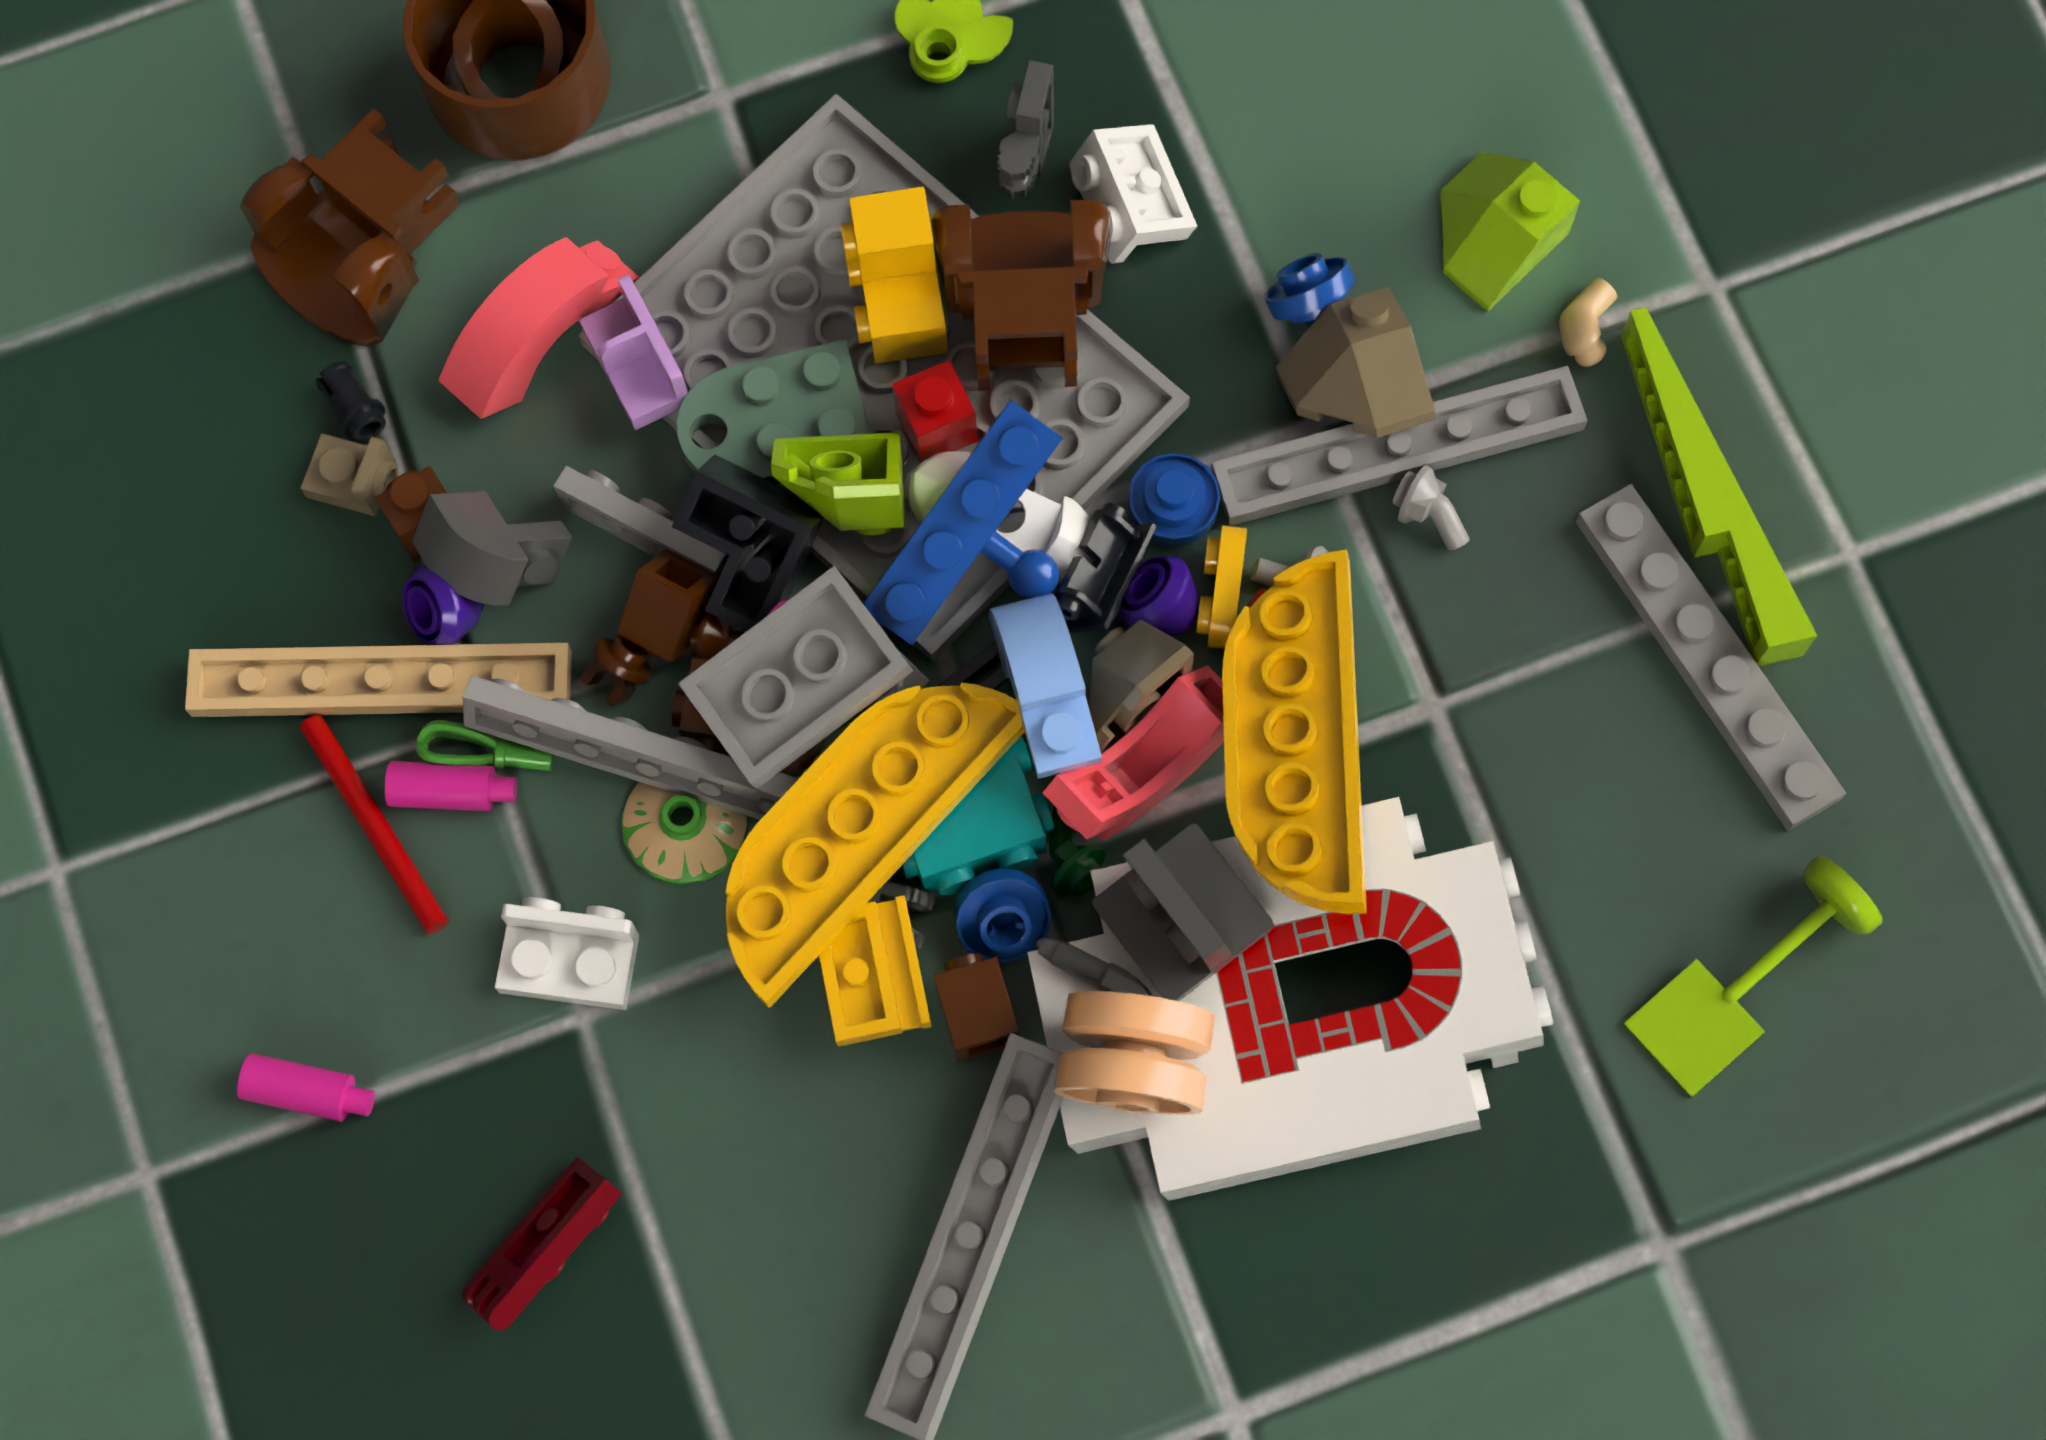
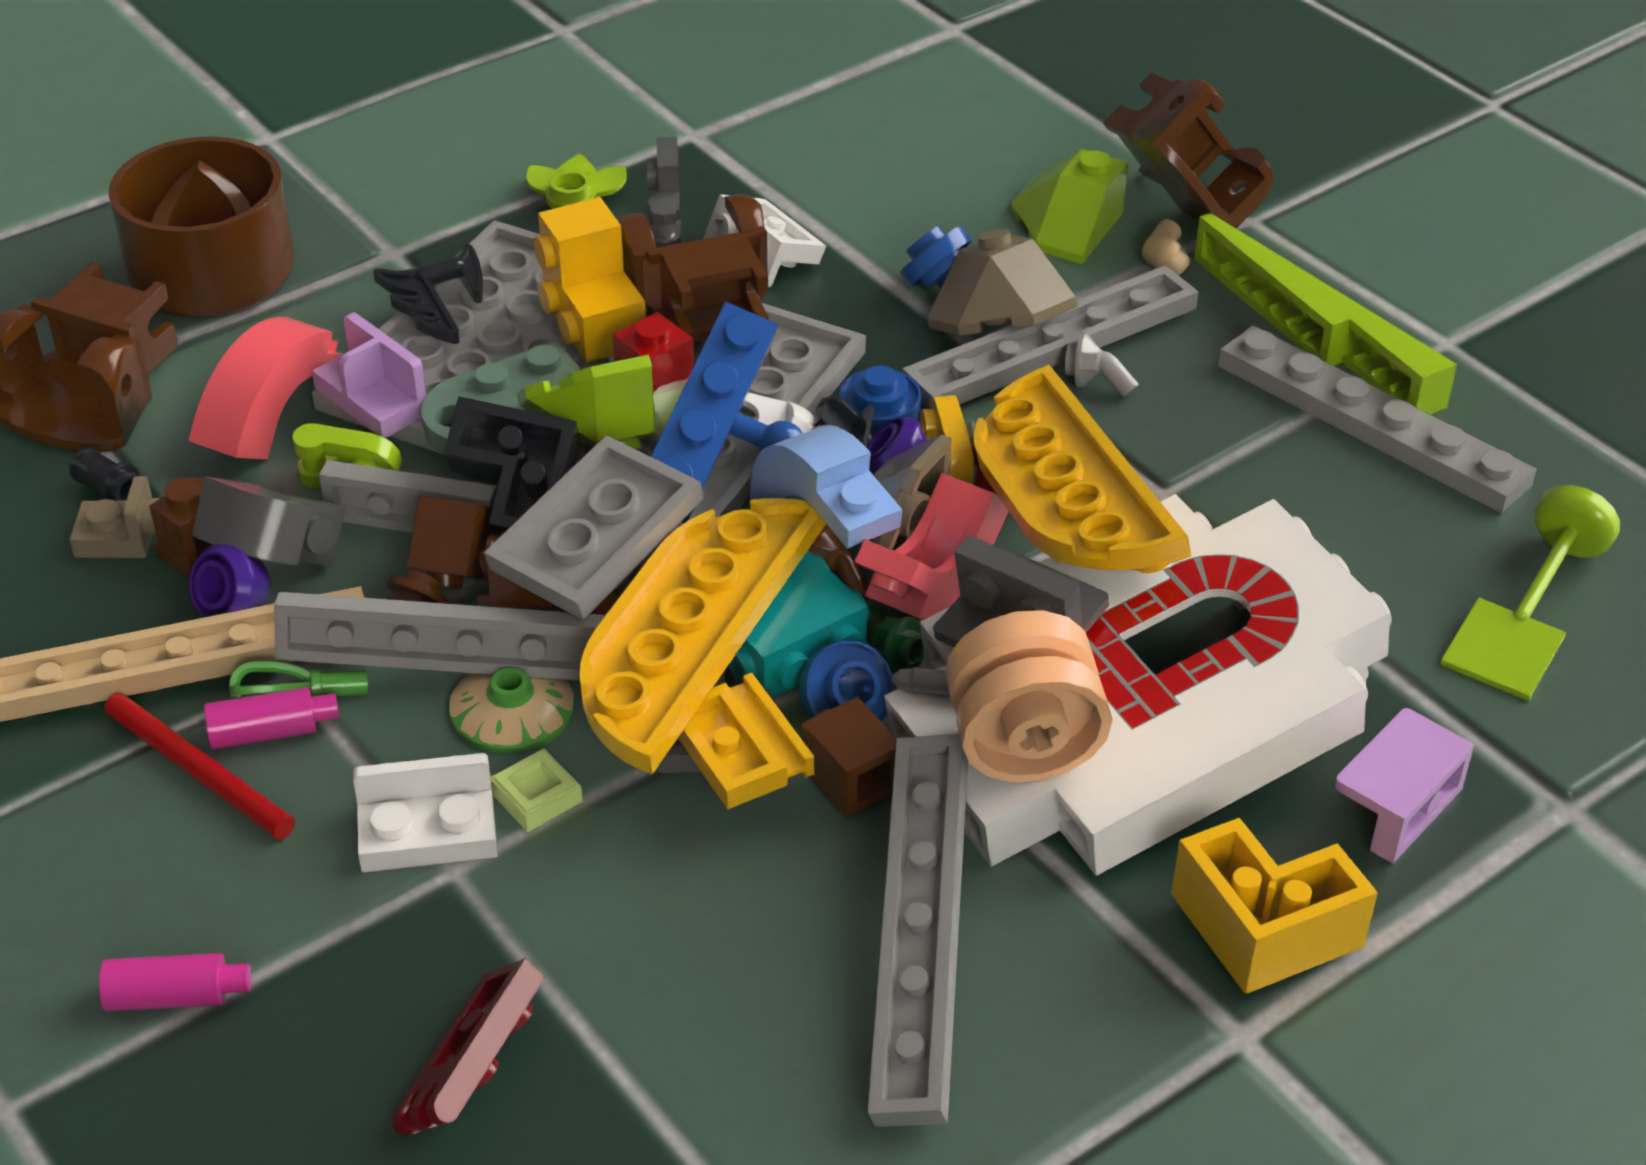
camera: 20 degrees left, 30 degrees down
(574, 436) = (321, 443): none -> lime plate
(678, 943) = (536, 789): none -> yellowish green tile
(717, 195) = (417, 297): none -> black piece
(1290, 1322) = (1267, 916): none -> yellow brick
(1500, 1184) = (1406, 779): none -> lavender panel
(1644, 182) = (1178, 142): none -> reddish brown piece

